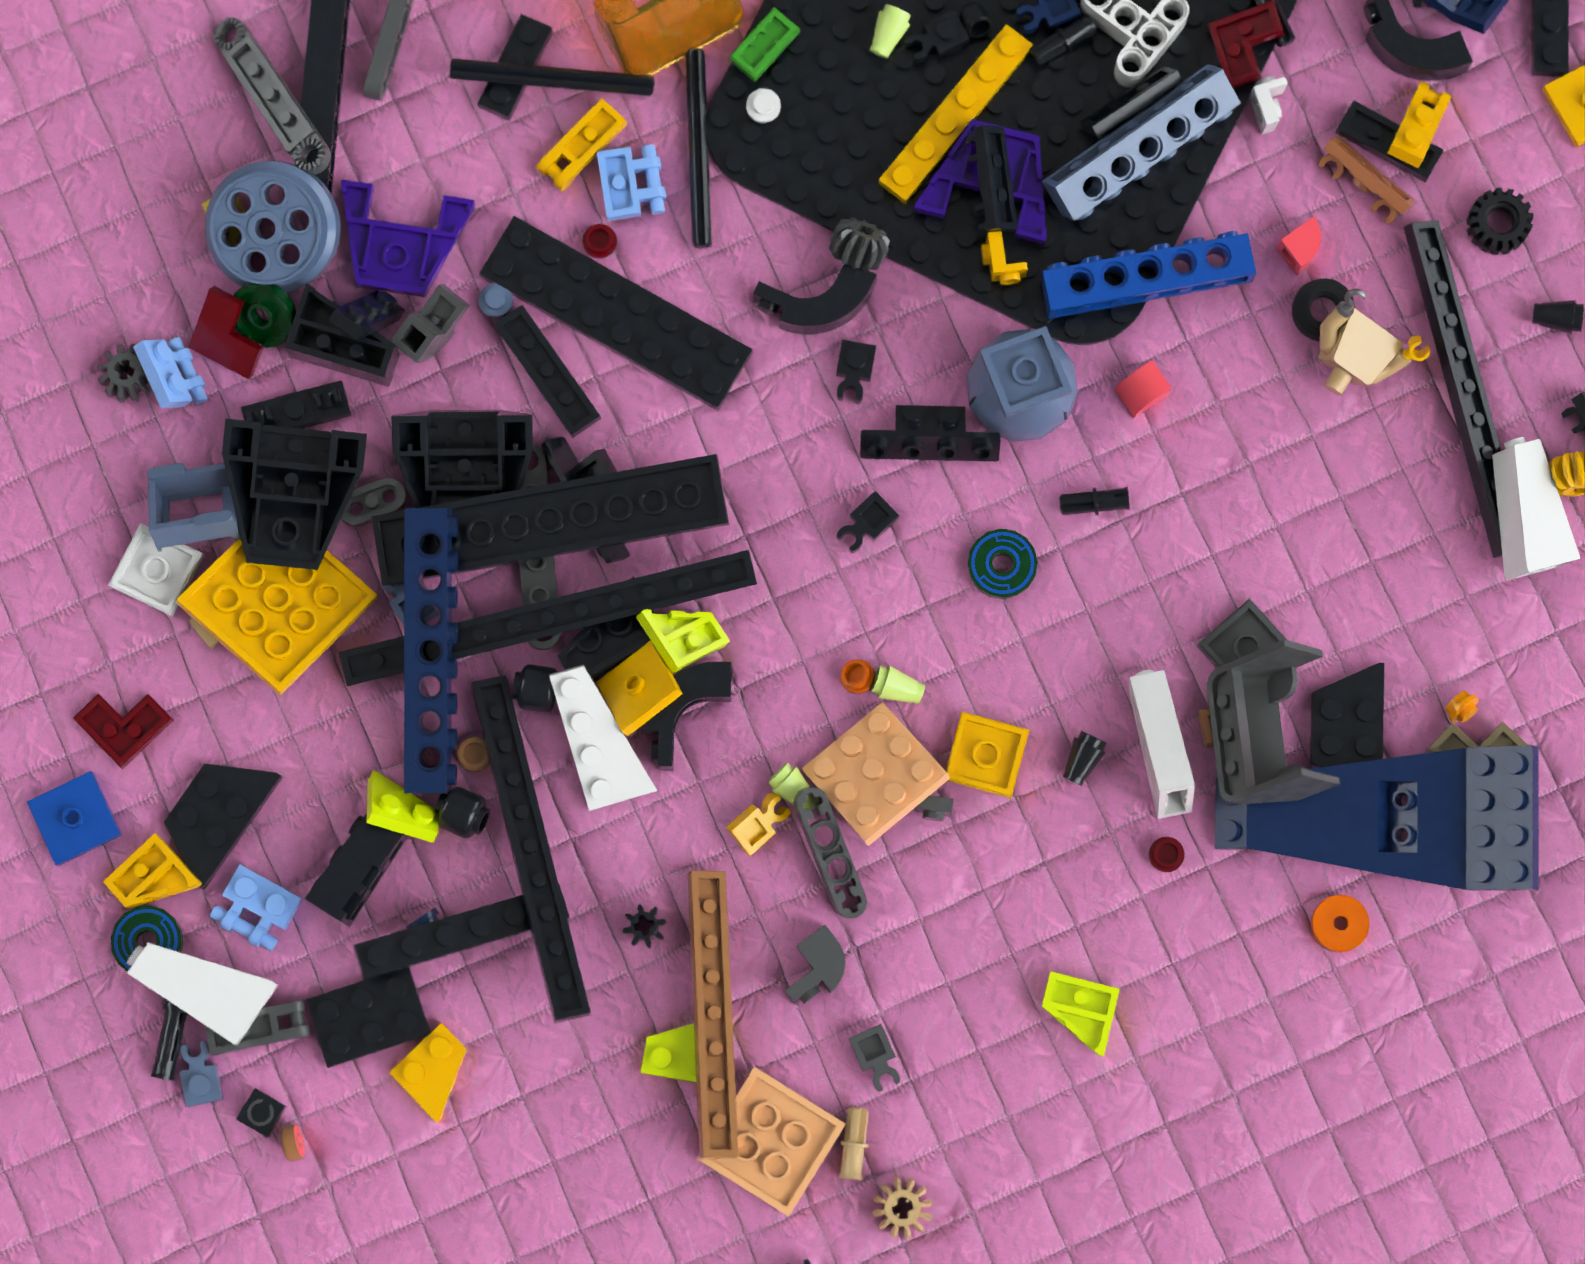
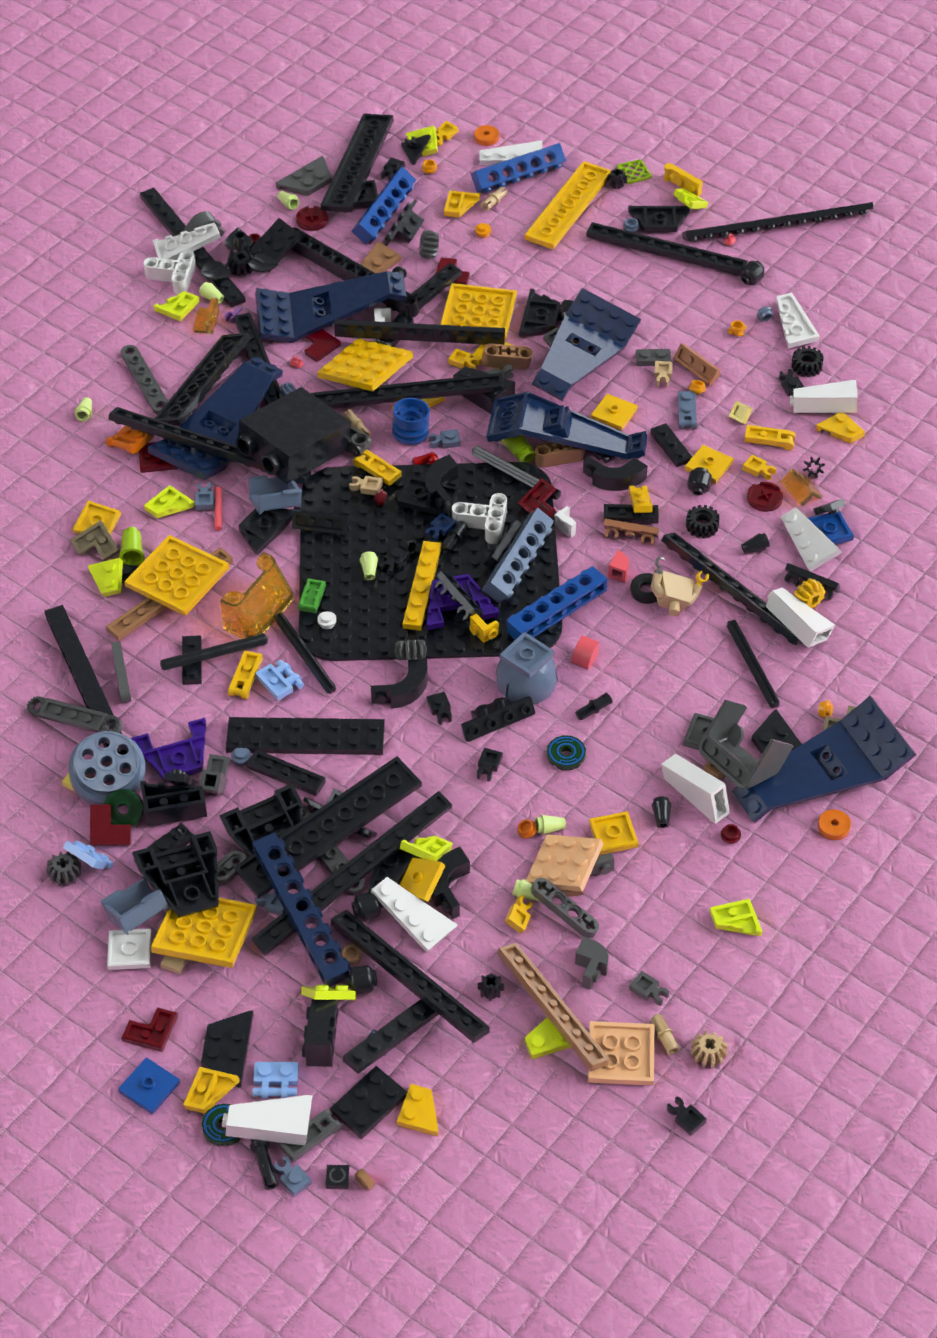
camera: 30 degrees left, 30 degrees down
(599, 241) = (278, 709): dark red plate -> none
(1404, 552) = (753, 664): none -> black axle
(1546, 134) = (699, 481): none -> black head

